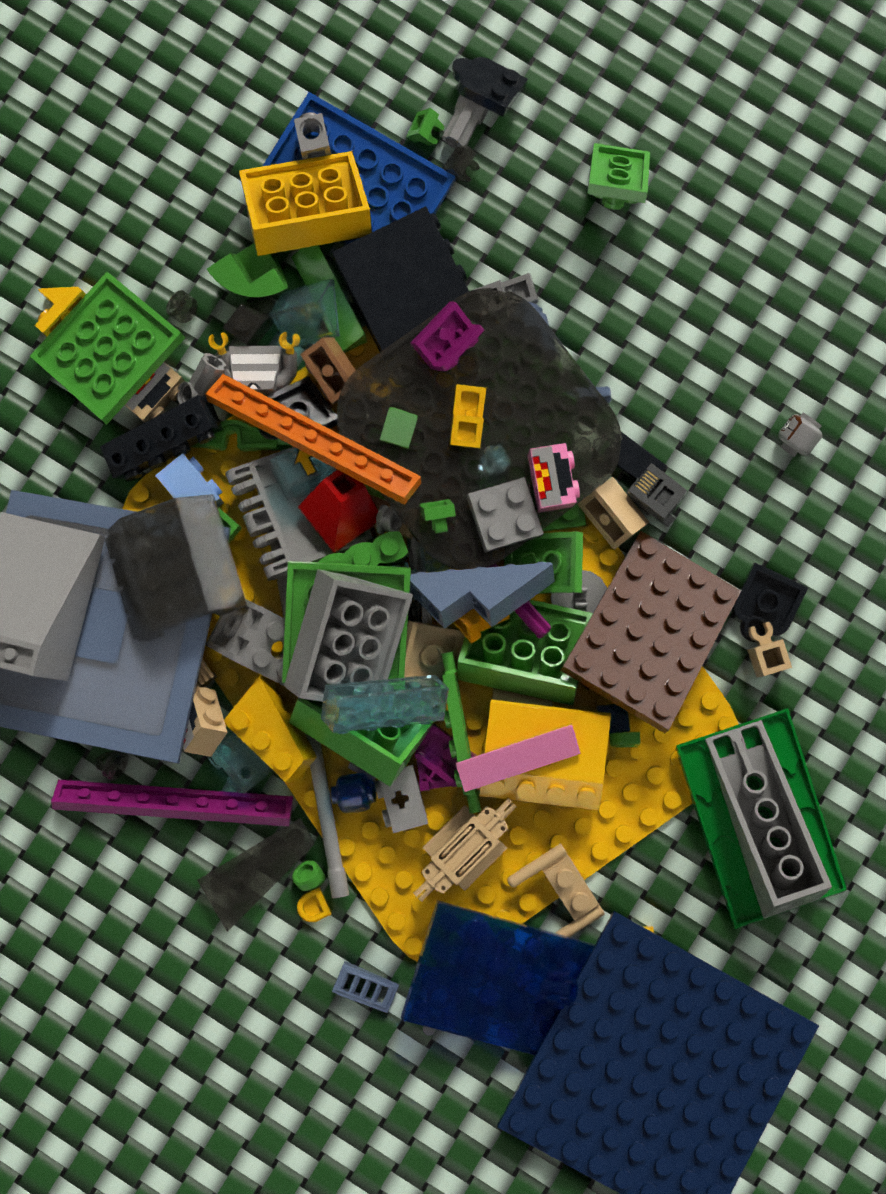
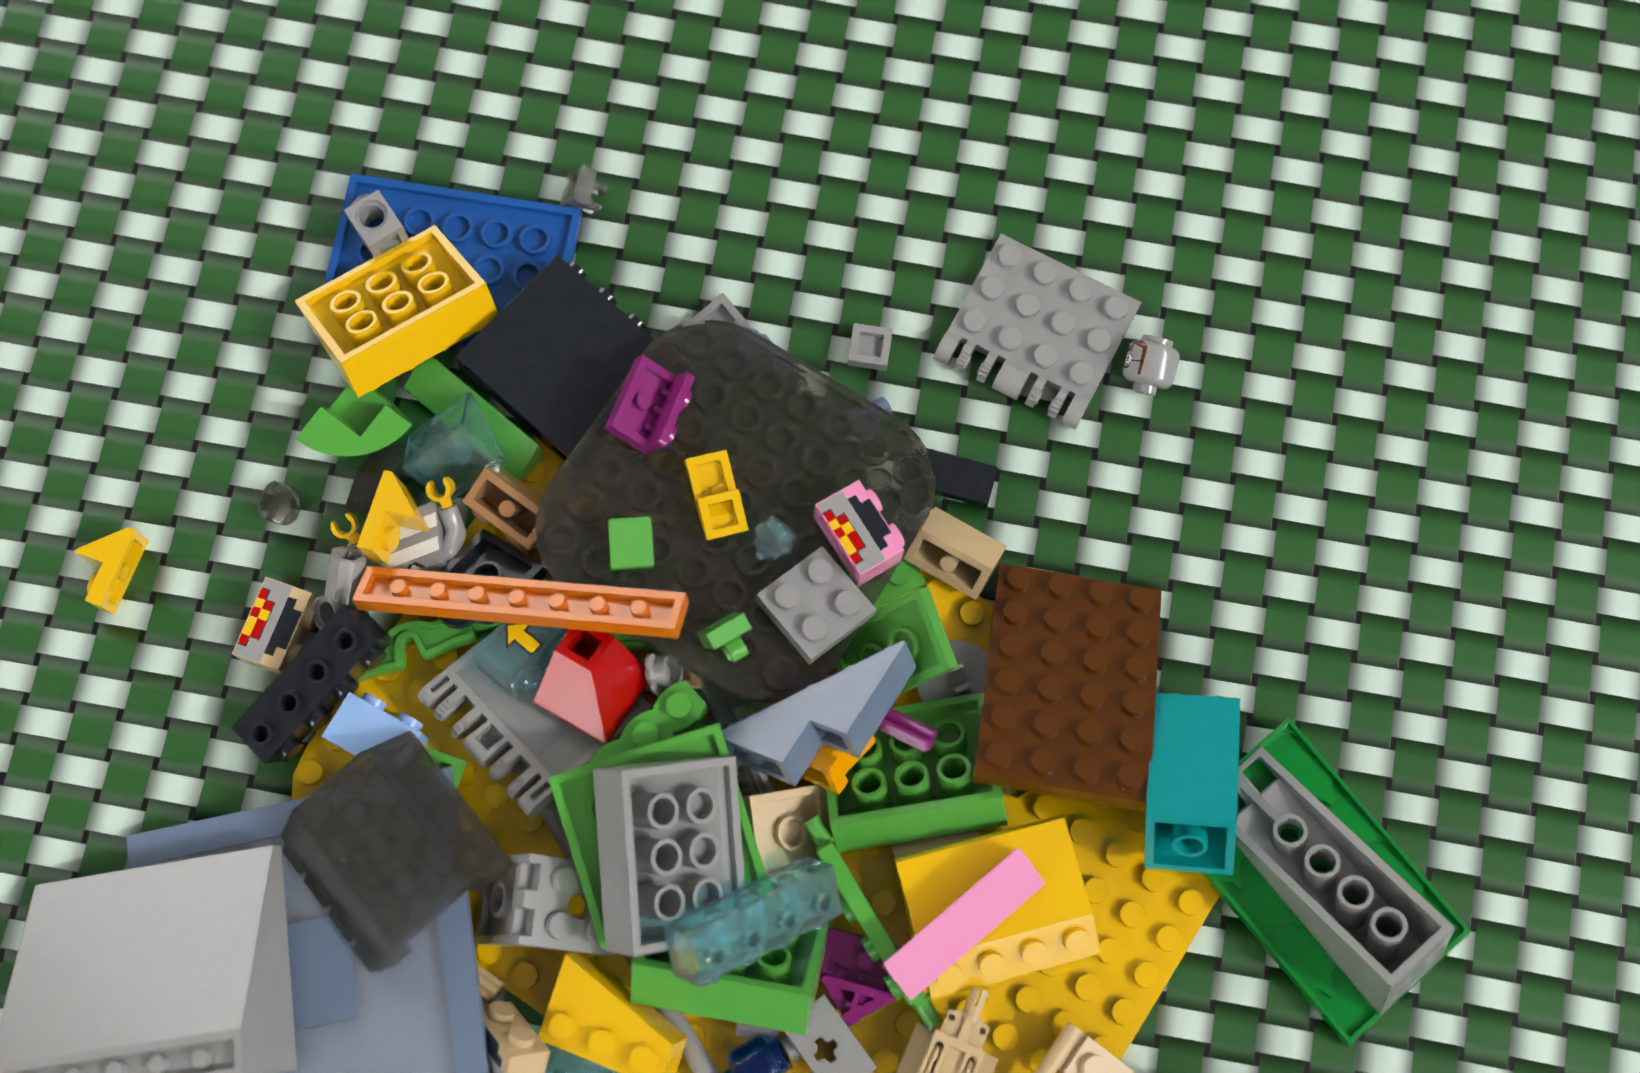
camera: 25 degrees left, 10 degrees down
(107, 347) = (195, 593): bright green plate -> none
(251, 342) = (389, 511): none -> yellow slope
(422, 126) = (515, 163): bright green tile -> none
(464, 122) = (568, 125): light grey piece -> none
(488, 83) = (579, 82): black plate -> none
(614, 349) = (870, 347): none -> light grey plate
(618, 175) = (789, 133): bright green plate -> none
(619, 718) = (1076, 818): tile -> none
(625, 739) = (1095, 844): bright green tile -> none
(657, 494) = (1002, 507): dark grey piece -> none
(704, 726) = (1193, 784): none -> teal slope
(736, 377) = (1041, 326): none -> light grey hinge
(765, 599) = (1201, 593): black plate -> none
(768, 656) = (1233, 658): tan brick -> none

